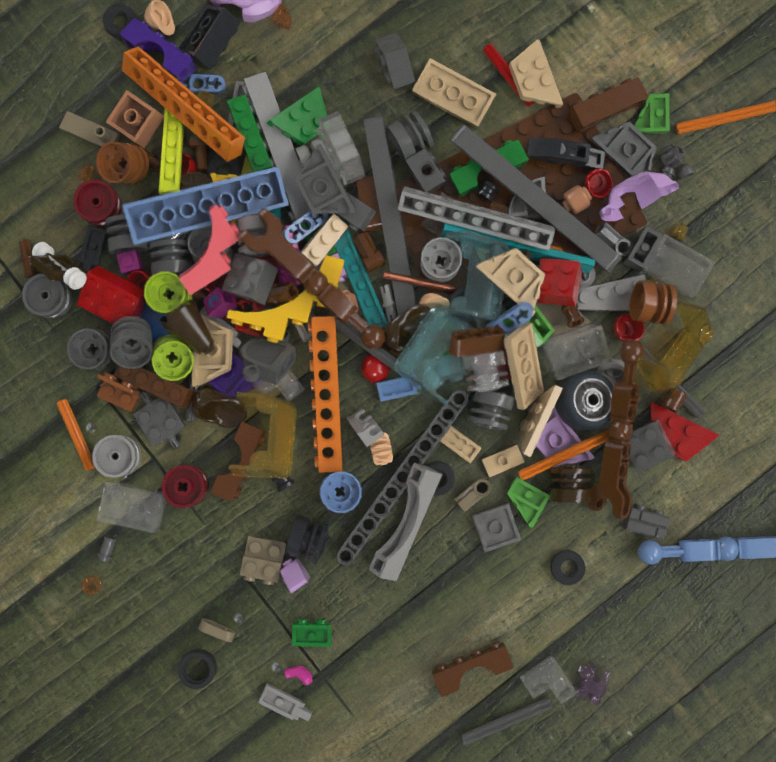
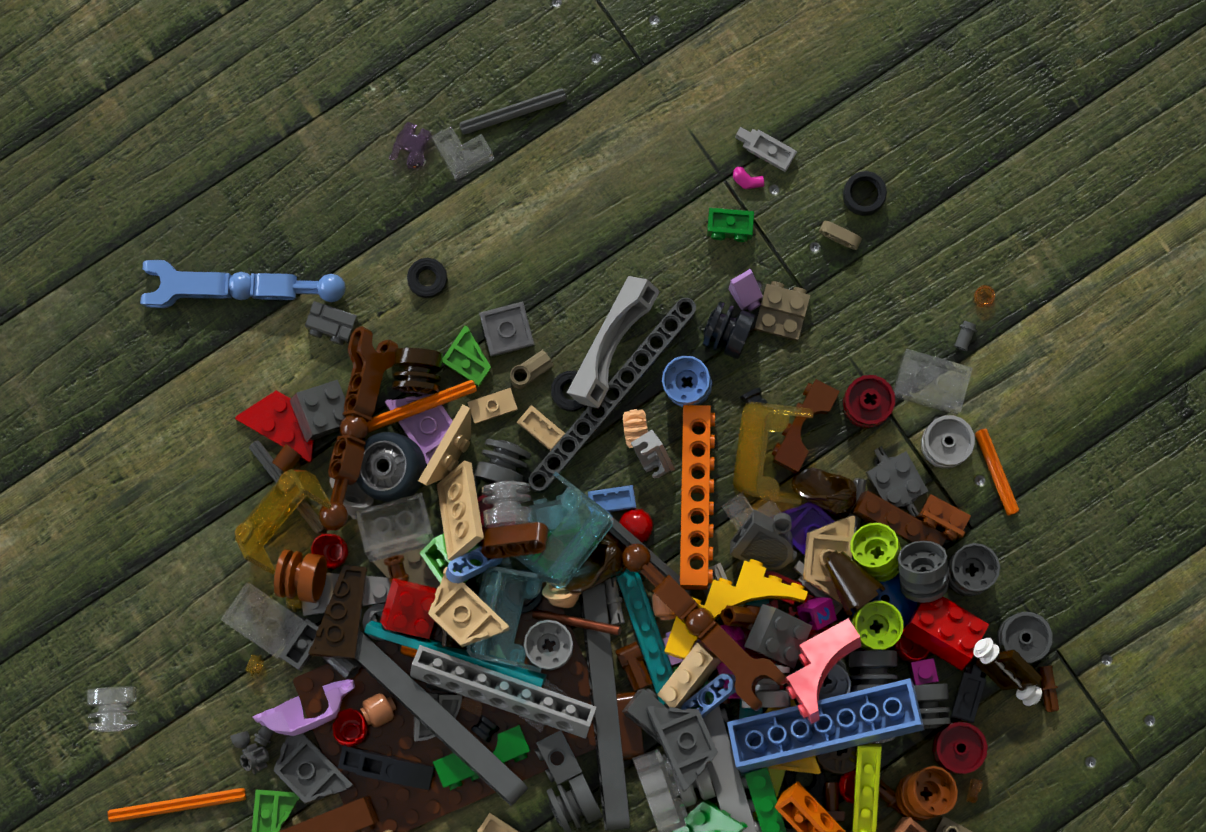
camera: 175 degrees left, 5 degrees down
(494, 658) = (575, 165): reddish brown arch -> none
(614, 271) = (341, 622): none -> dark brown wing

